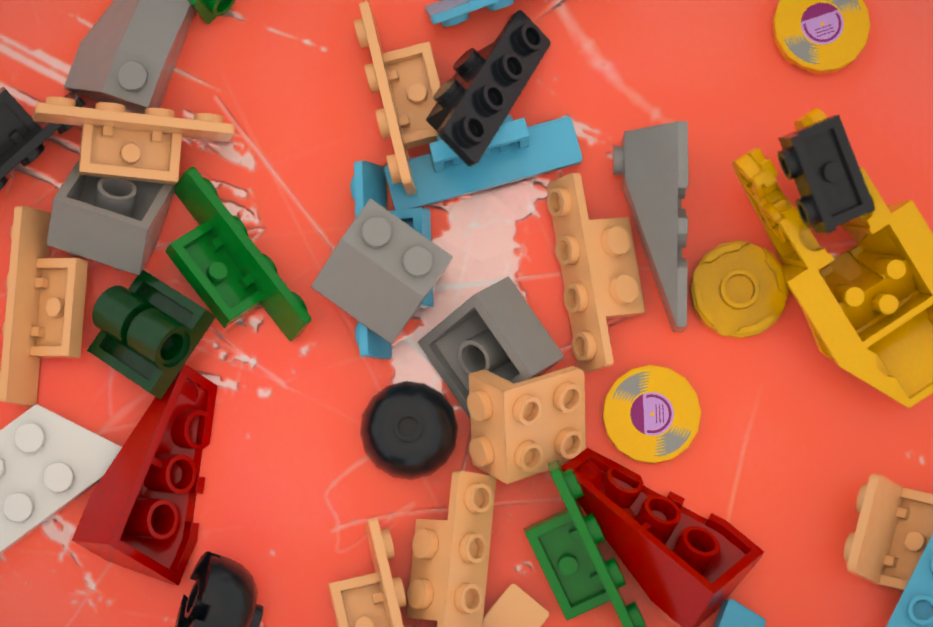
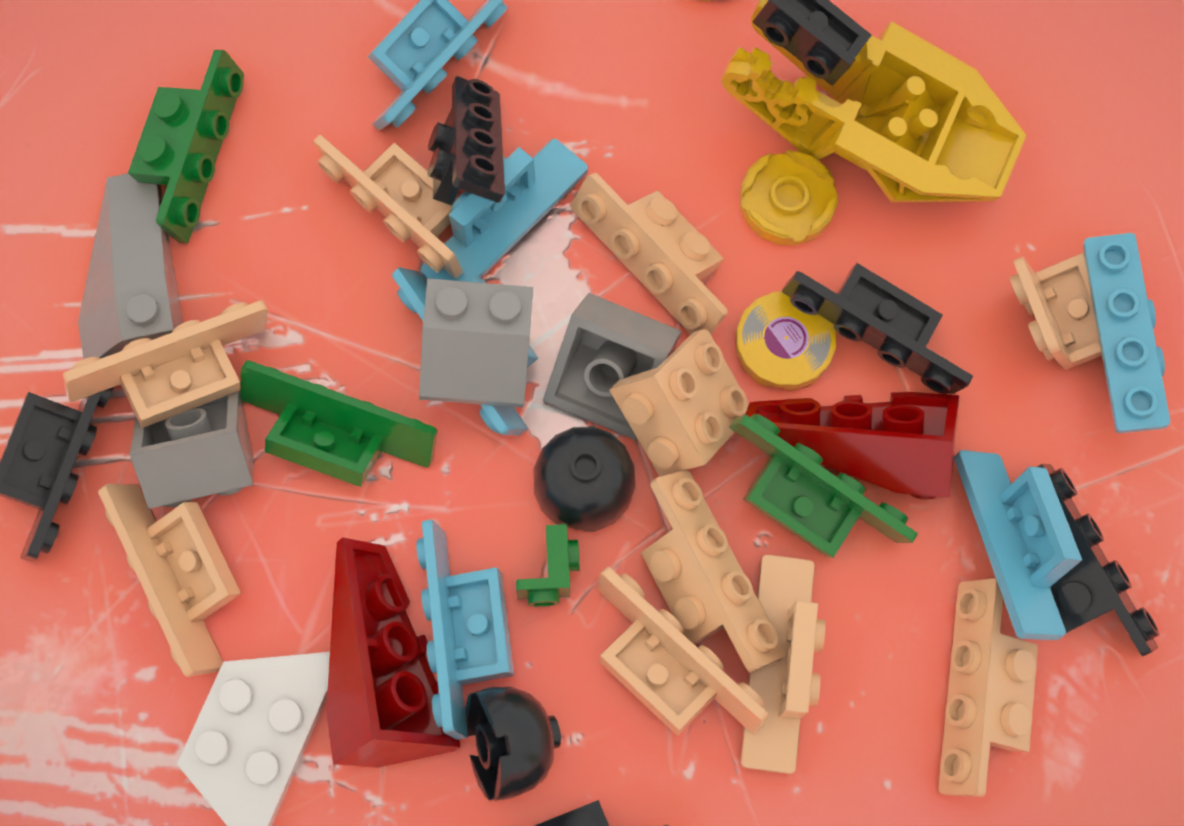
camera: 35 degrees left, 10 degrees down
(147, 331) = (291, 530): dark green plate -> none
(238, 495) = (467, 628): none -> medium azure bracket
(347, 486) = (561, 559): none -> green bracket
(653, 184) = (664, 151): light grey wedge -> none
(744, 447) = (883, 318): none -> black bracket

